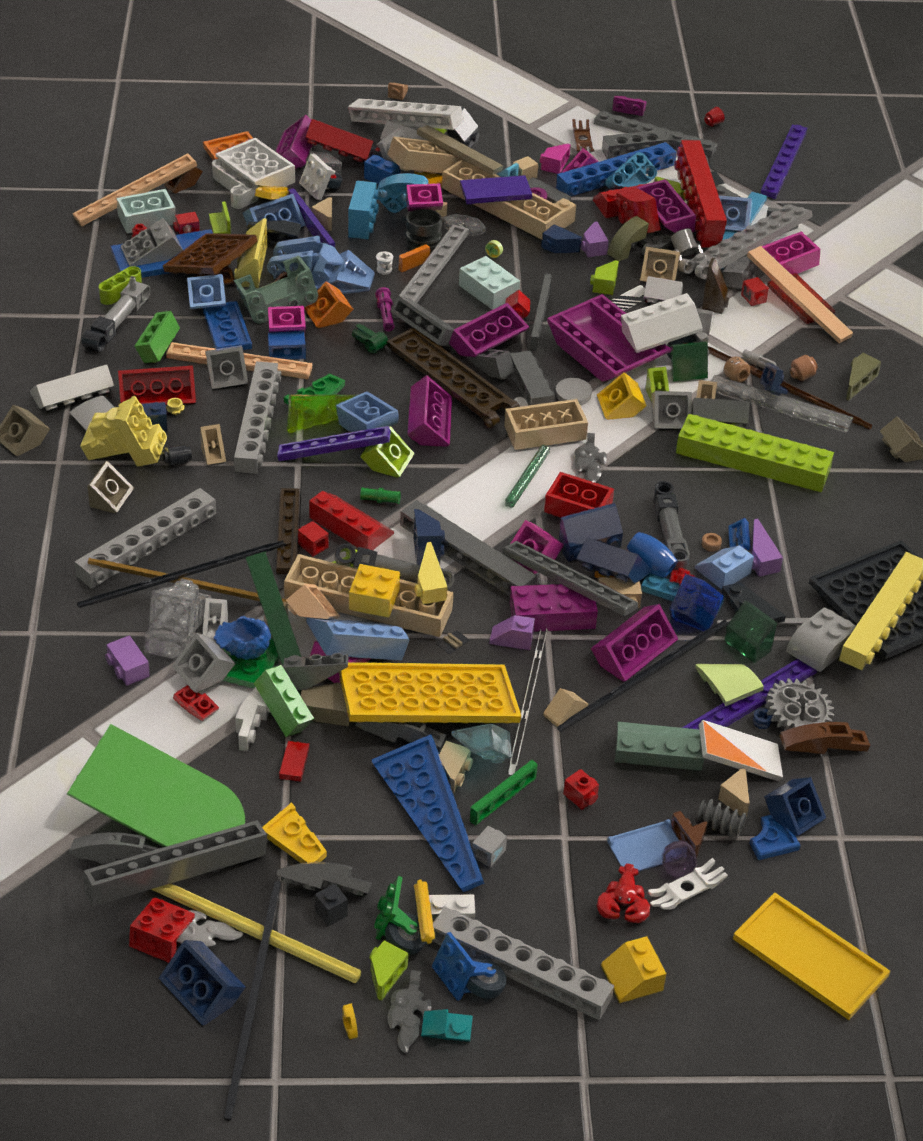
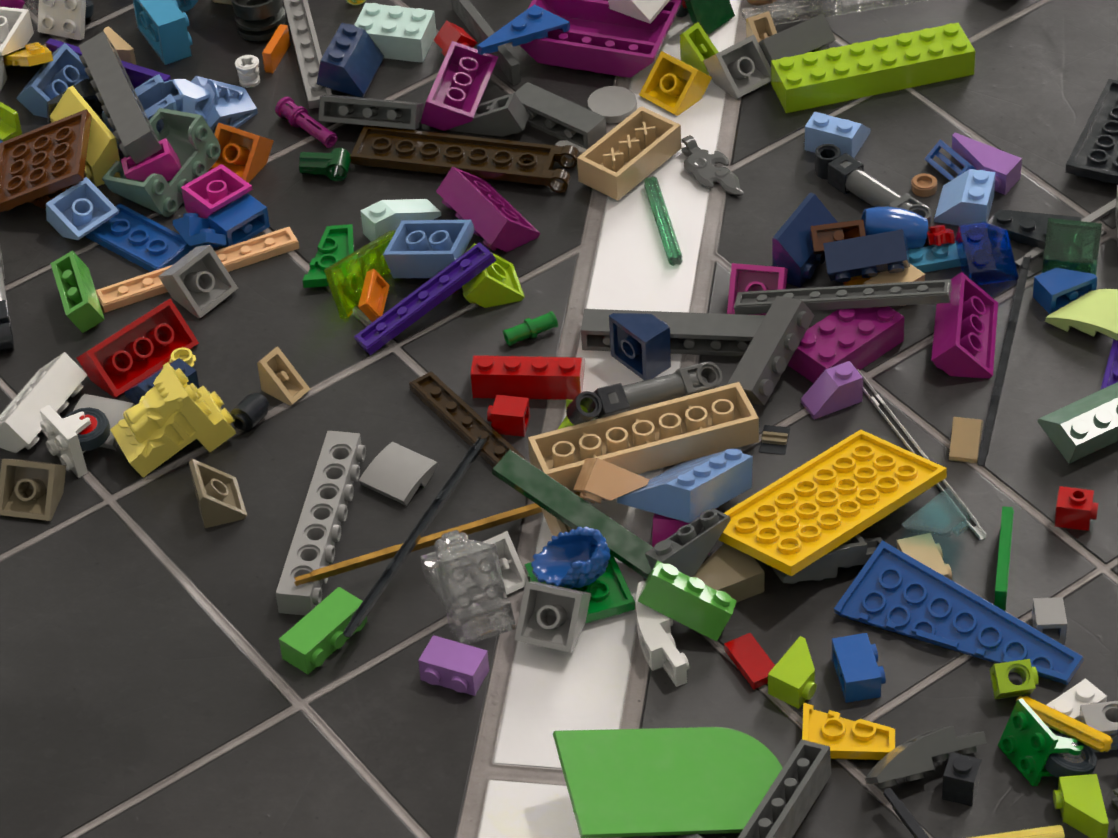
camera: 30 degrees left, 0 degrees up
(65, 598) = (320, 631): none -> bright green brick
(68, 414) = (74, 434): none -> white plate
(196, 704) = (572, 667): red slope -> none
(219, 534) = (398, 473): none -> light grey slope
(257, 338) = (197, 232): none -> blue slope
(257, 418) = (296, 320): light grey brick -> none
(269, 285) = (162, 162): none -> dark pink slope
(284, 238) = (118, 98): none -> dark grey brick
(306, 782) = (793, 676): none -> lime slope
(313, 427) = (373, 295): none -> orange tile
(345, 802) = (857, 667): none -> blue brick
(374, 590) = (664, 425): yellow brick -> none
(378, 387) = (388, 214): none -> light aqua slope
(418, 861) = (1004, 688): none -> lime brick
(431, 582) = (708, 378): light yellow slope -> none
(443, 285) = (350, 61): none -> dark blue slope
(493, 584) = (772, 348): none -> dark grey brick
(554, 317) = (525, 28): none -> blue wing
(574, 495) = (749, 213): red brick -> none
(608, 537) = (835, 232): none -> reddish brown slope
(687, 481) = (843, 133): none -> light blue slope
(724, 651) = (1061, 287): none -> blue slope

